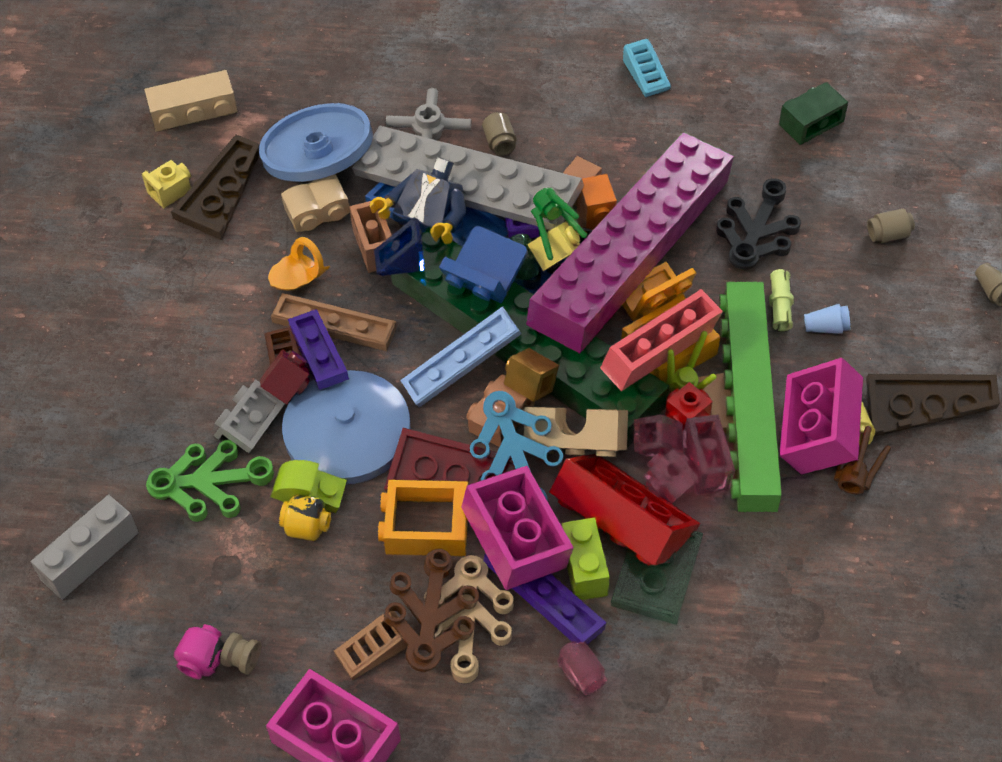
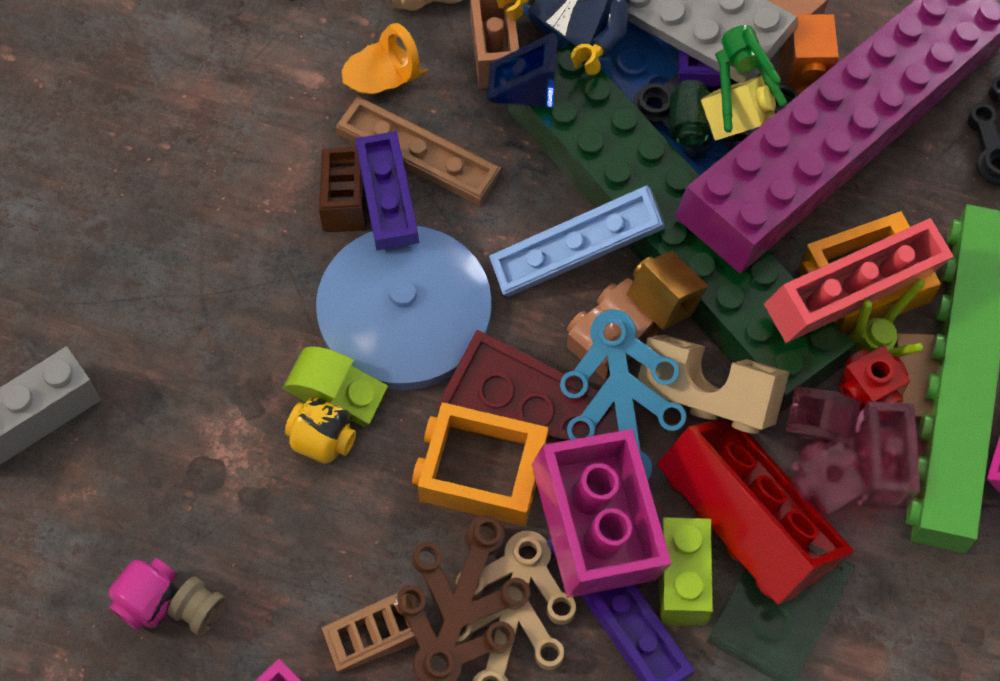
camera: 10 degrees right, 10 degrees up
(206, 478) = (202, 343): bright green plant -> none
(249, 417) = (278, 266): light grey bracket -> none
(286, 376) = (335, 222): dark red brick -> none
(485, 264) = (637, 118): blue bracket -> none
(657, 290) = (868, 195): light orange bracket -> none

